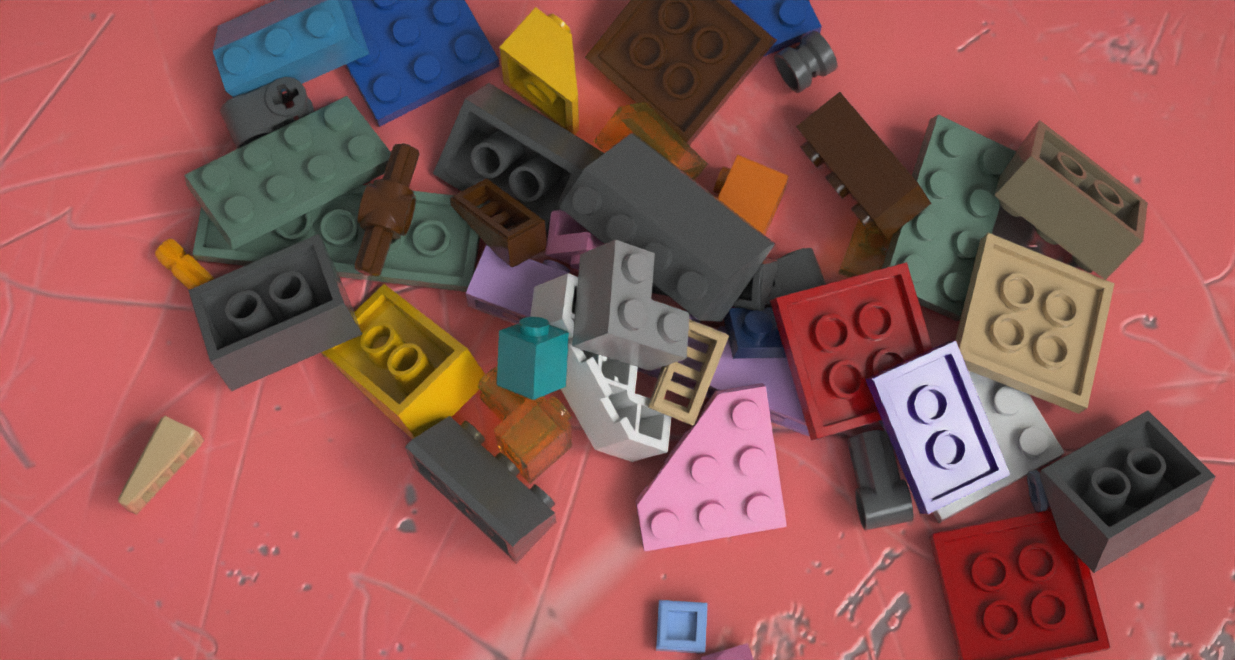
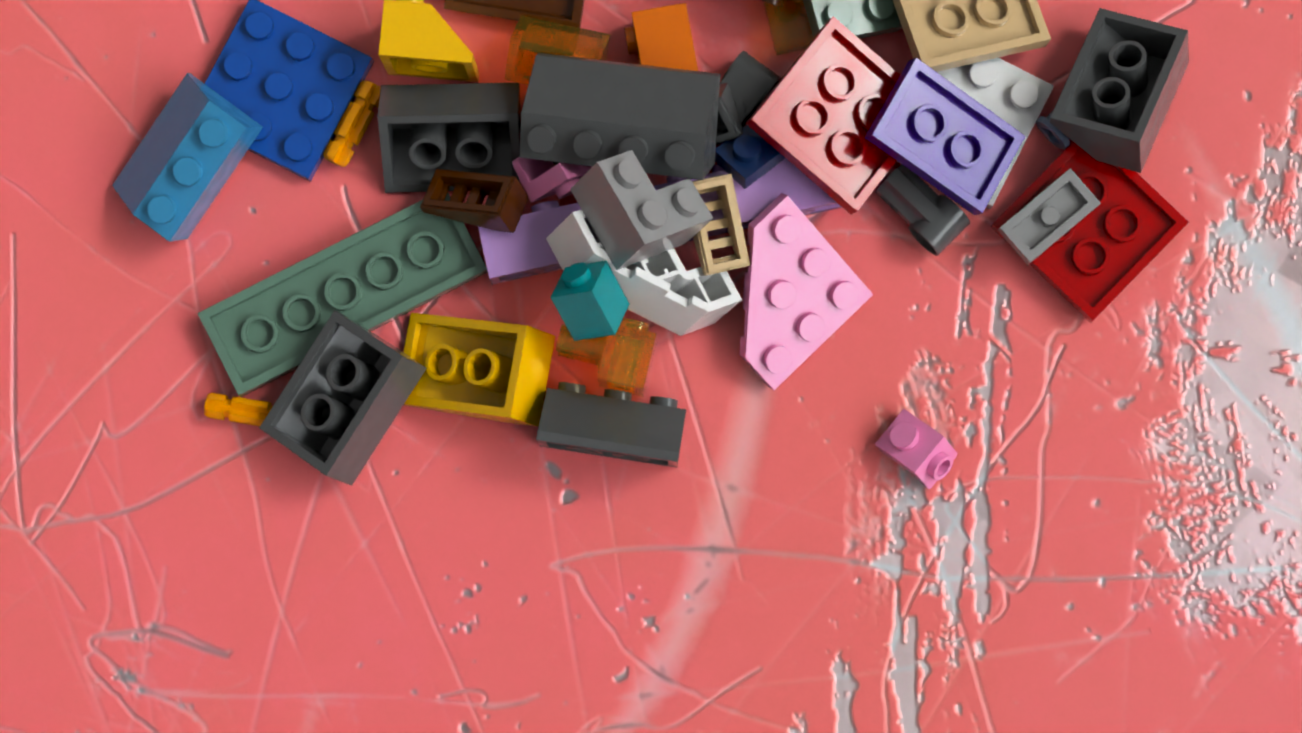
camera: 30 degrees left, 10 degrees up
(162, 457) = (336, 572): tan slope -> none
(265, 110) = (209, 239): dark grey piece -> none
(289, 172) = (270, 272): sand green plate -> none
(386, 210) = (375, 252): reddish brown axle -> none
(443, 102) = (353, 124): none -> light orange axle
(681, 626) = (842, 429): light blue tile -> none
(986, 558) = (1049, 216): none -> light grey plate

